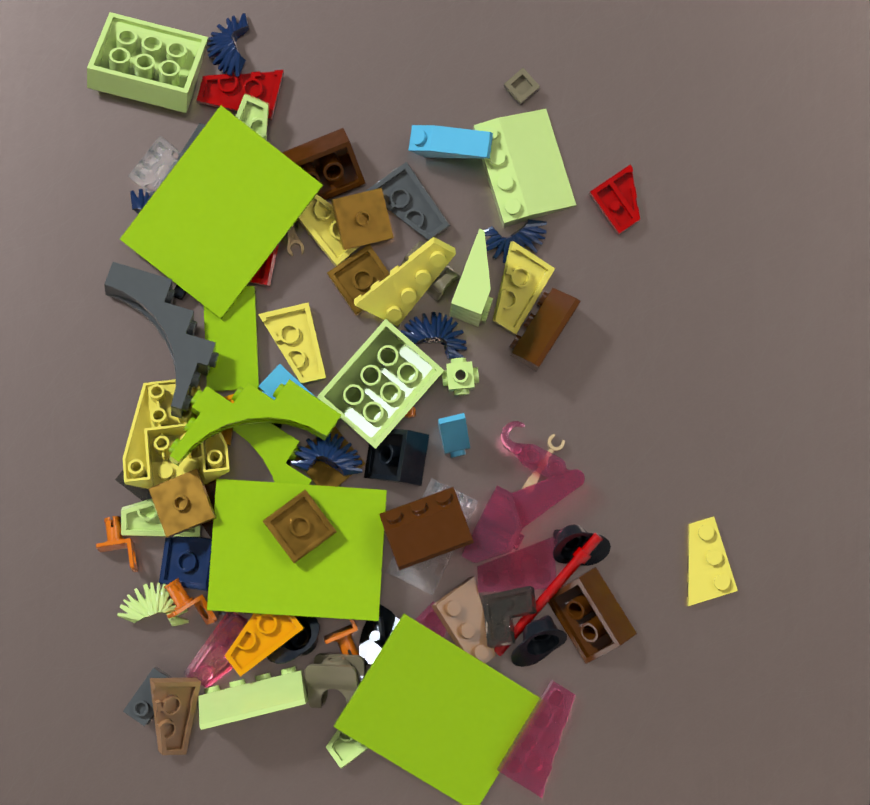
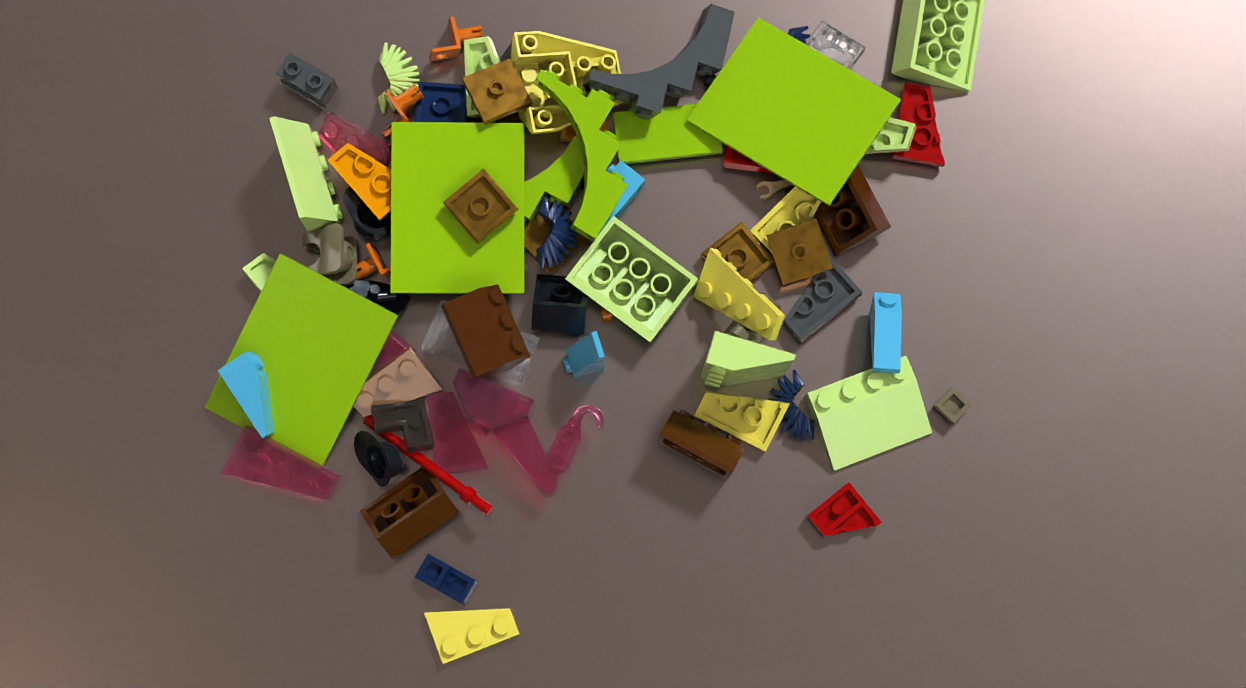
camera: 85 degrees right, 5 degrees down
(174, 712) = (292, 100): medium nougat wing -> none
(224, 46) = (962, 107): dark blue hair -> none
(297, 339) = (671, 198): light yellow wing -> none
(436, 332) = (689, 336): dark blue hair -> none
(460, 387) = (643, 370): yellowish green brick -> none
(461, 764) = (250, 387): none -> medium azure slope
(533, 479) = (546, 444): tan piece -> none
(573, 536) = (489, 488): black piece -> none
(657, 583) = (446, 579): none -> dark blue slope

